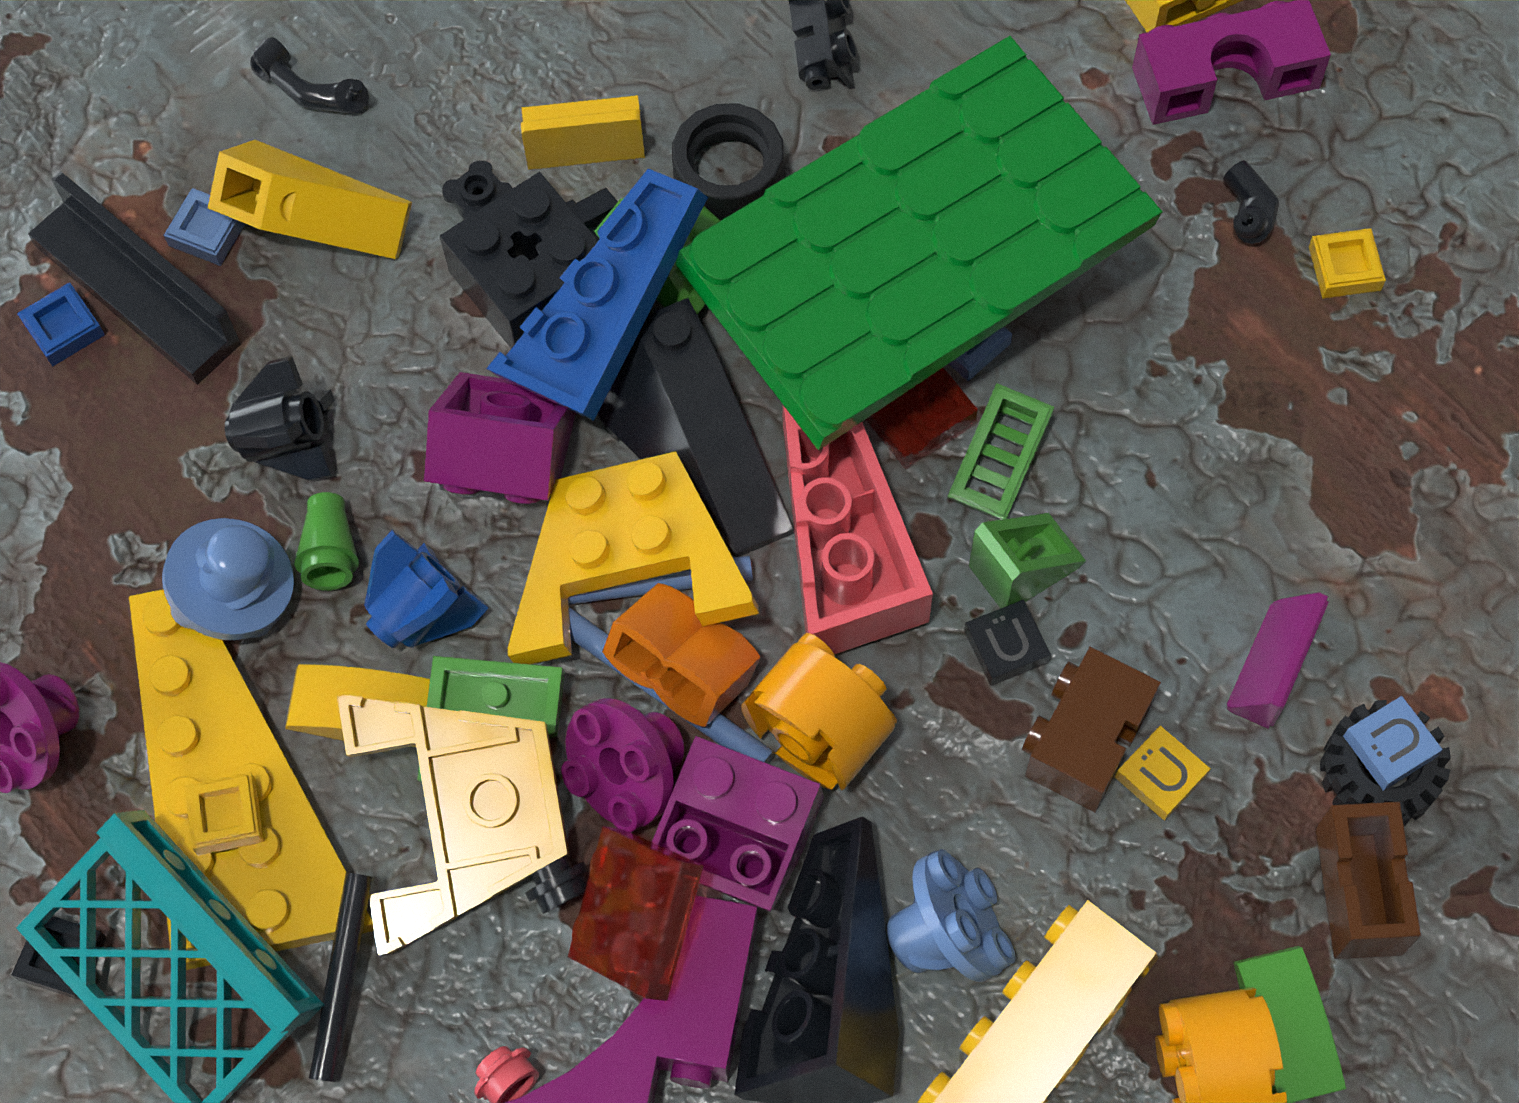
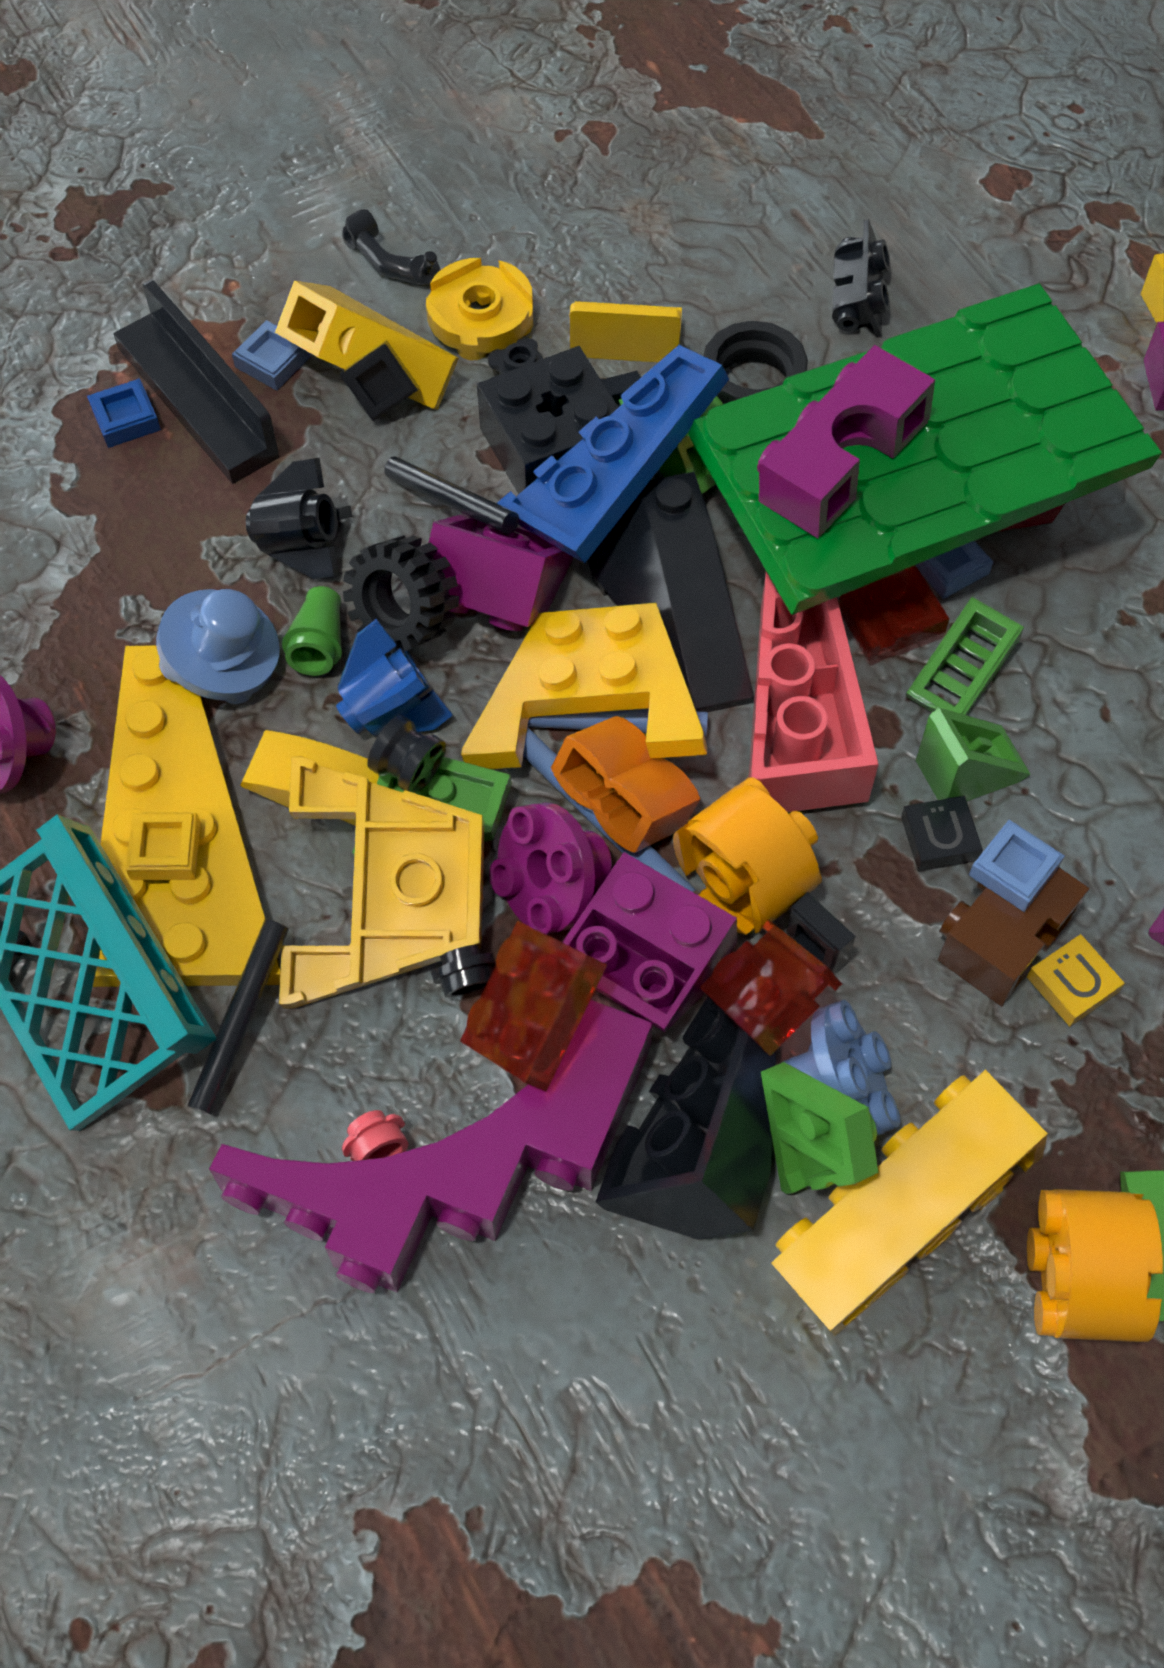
camera: 10 degrees right, 5 degrees down
(332, 243) = (379, 380): none -> black tile
(425, 160) = (479, 330): none -> yellow plate
(426, 471) = (421, 576): none -> black tyre
(437, 363) = (452, 495): none -> black bar
(454, 671) = (406, 754): none -> black wheel
(859, 211) = (872, 405): none -> magenta arch
(864, 851) = (769, 987): none -> clear red plate
(904, 778) = (820, 933): none -> black tile
(937, 990) = (817, 1132): none -> bright green wing
(1085, 673) = (1016, 865): none -> medium blue tile

